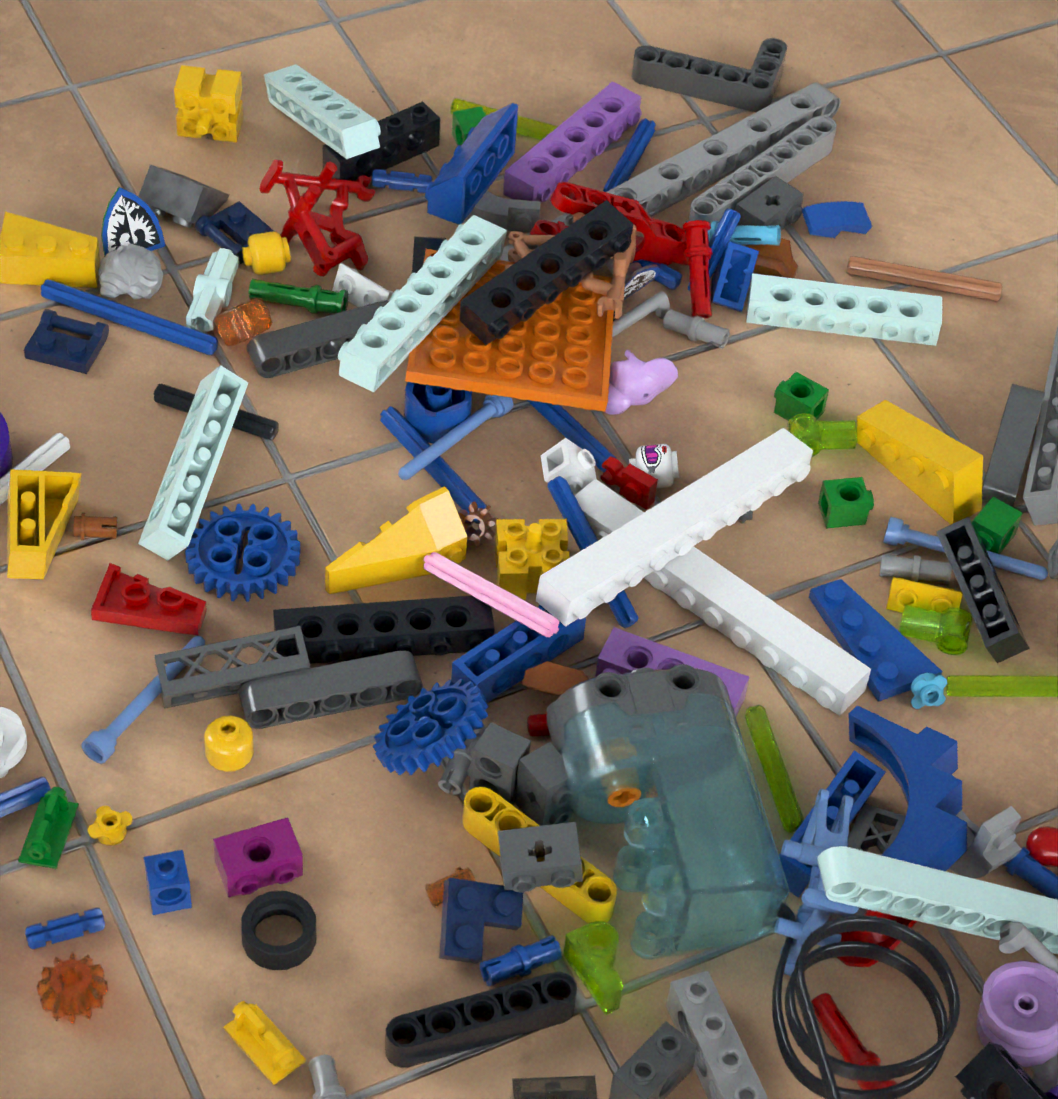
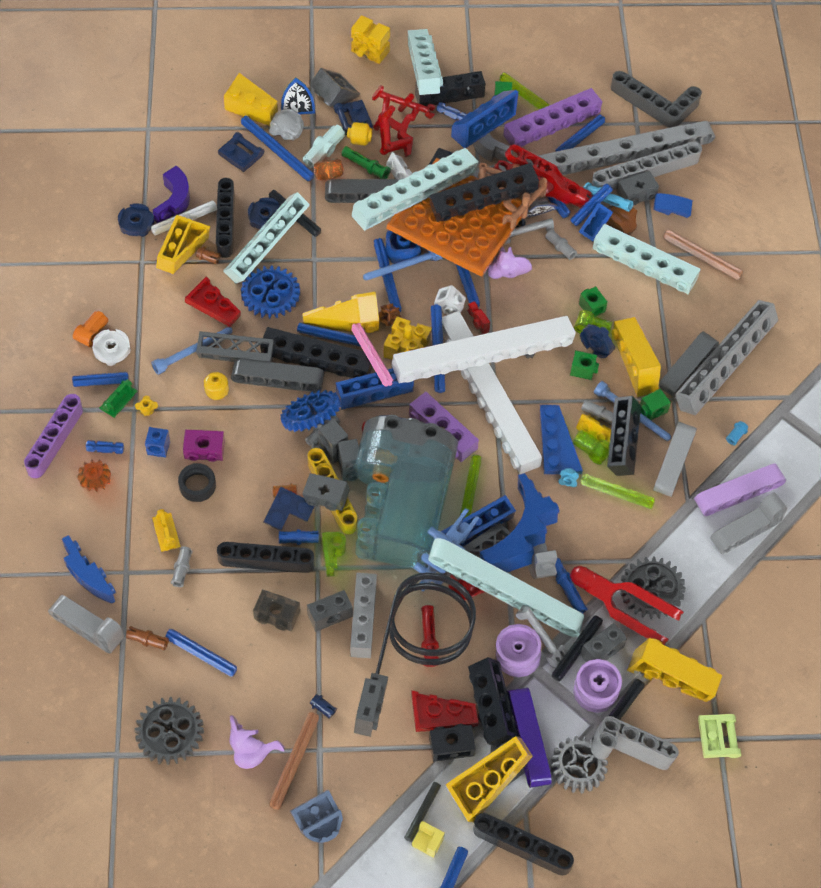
camera: 25 degrees right, 10 degrees up
(96, 454) = (225, 217): none -> black beam
(147, 426) = (256, 210): none -> dark blue plate
(386, 591) = (327, 334): none -> blue axle
(552, 678) = (387, 407): dark orange slope -> none
(658, 462) = (497, 313): white head -> none
(698, 254) = (579, 204): red pin -> none
(855, 441) = (597, 340): none -> dark blue plate

